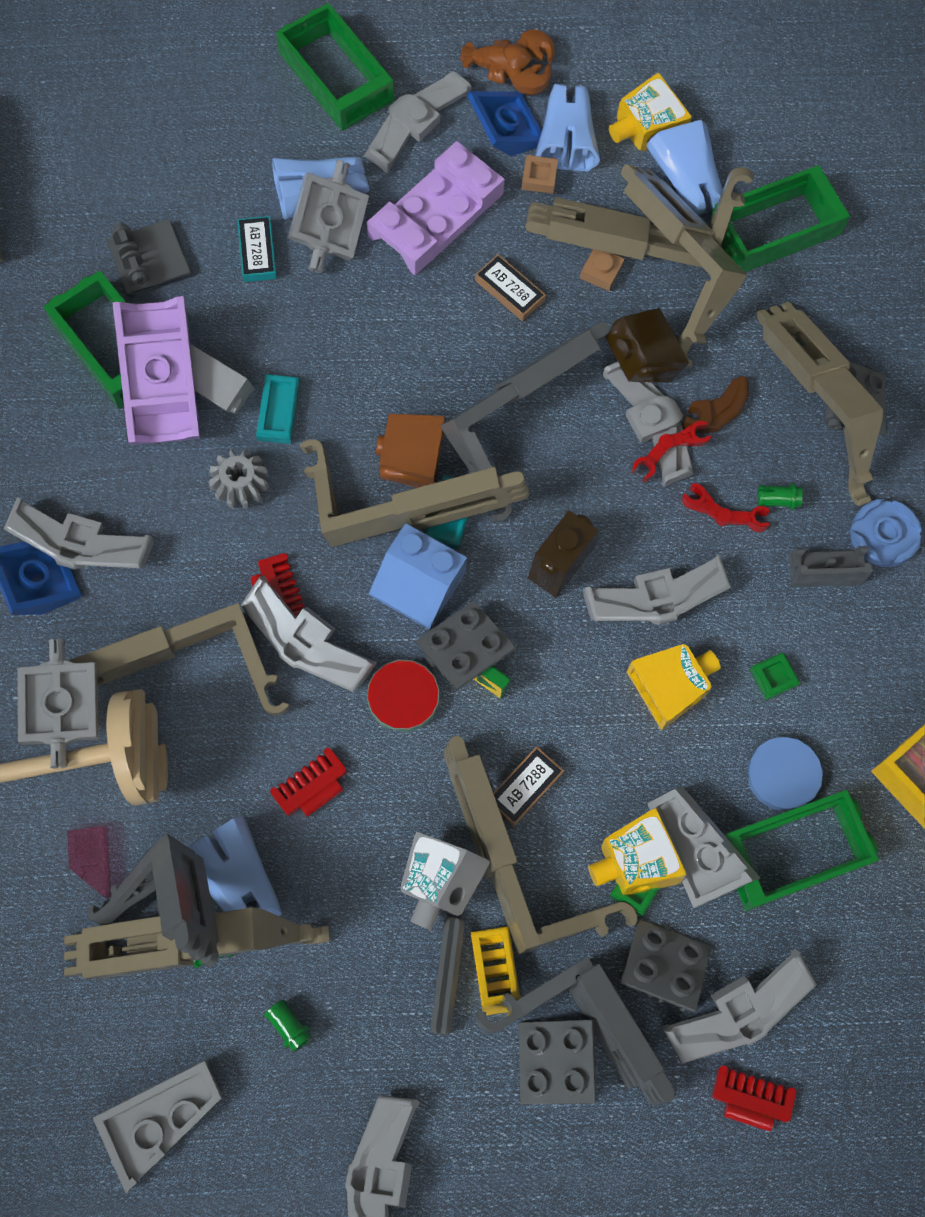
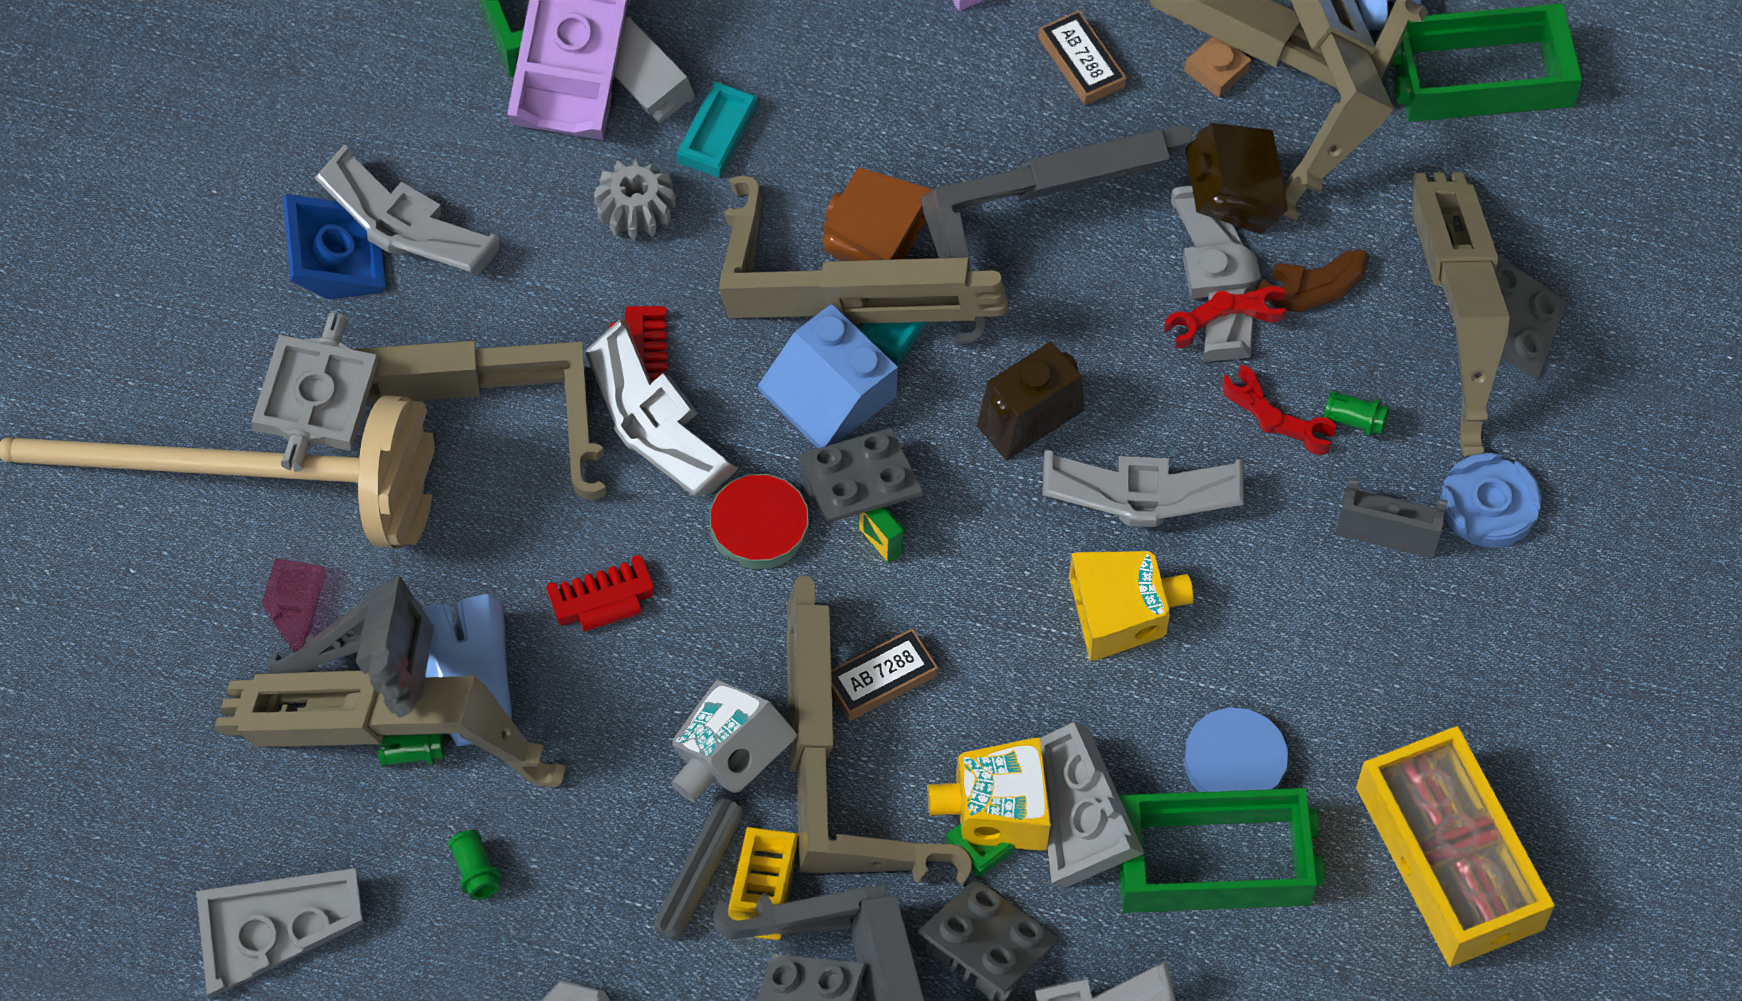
camera: 20 degrees right, 10 degrees down
(774, 676) = (1267, 635): green tile -> none

